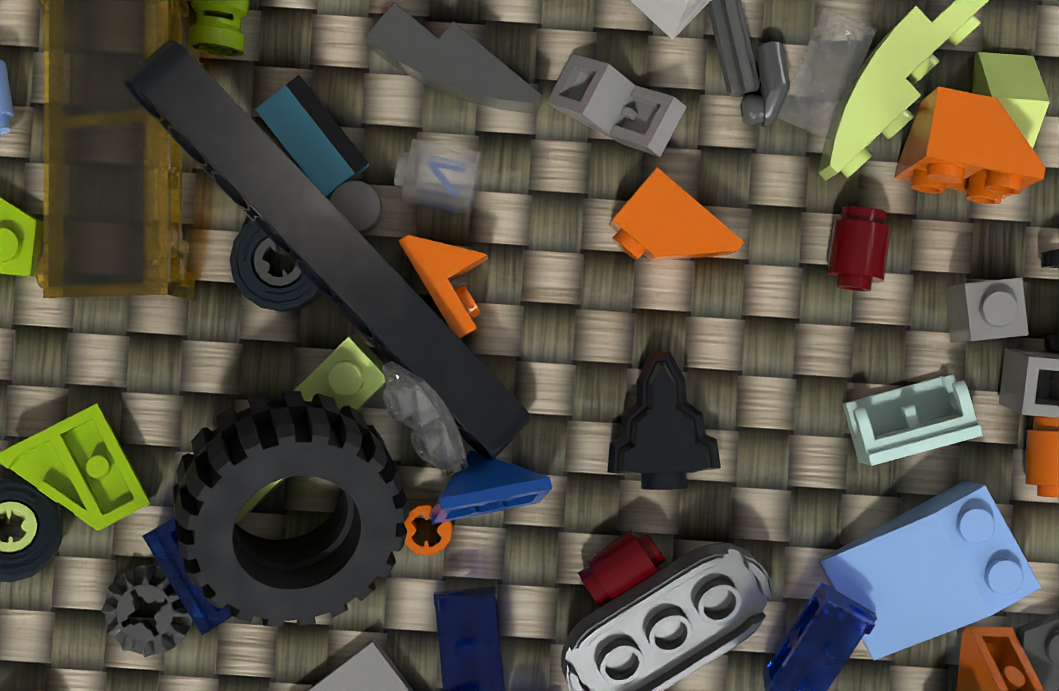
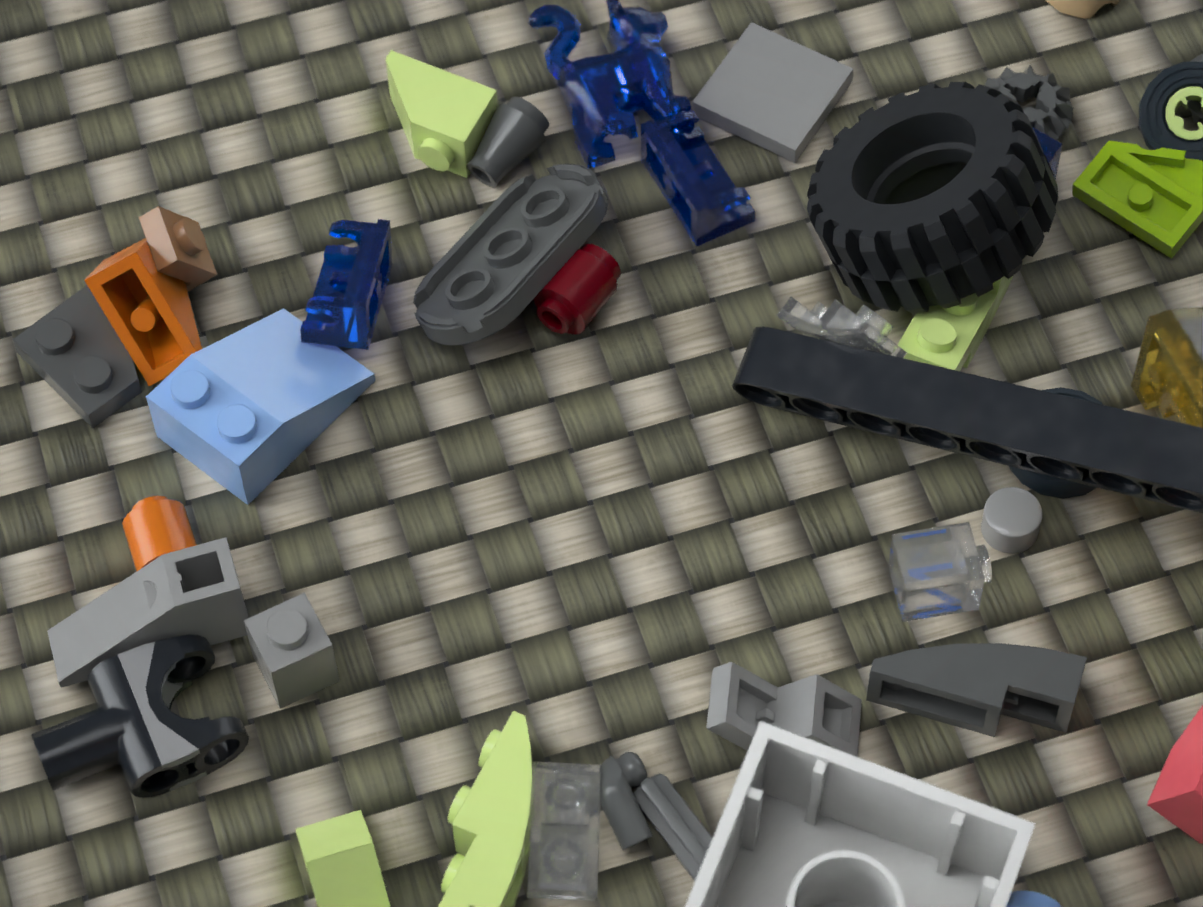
camera: 165 degrees right, 30 degrees down
(312, 136) = (1093, 570): medium azure tile -> none
(437, 267) = (894, 483): orange slope -> none
(444, 530) = (789, 246): orange bush -> none
(488, 488) = (746, 304): blue slope -> none
(662, 432) = (589, 421): black rock -> none
(670, 224) = (667, 614): orange slope -> none
(859, 248) = (454, 667): dark red brick -> none
(911, 419) = (331, 524): light aqua hinge -> none
(968, 147) = (376, 775): orange slope -> none

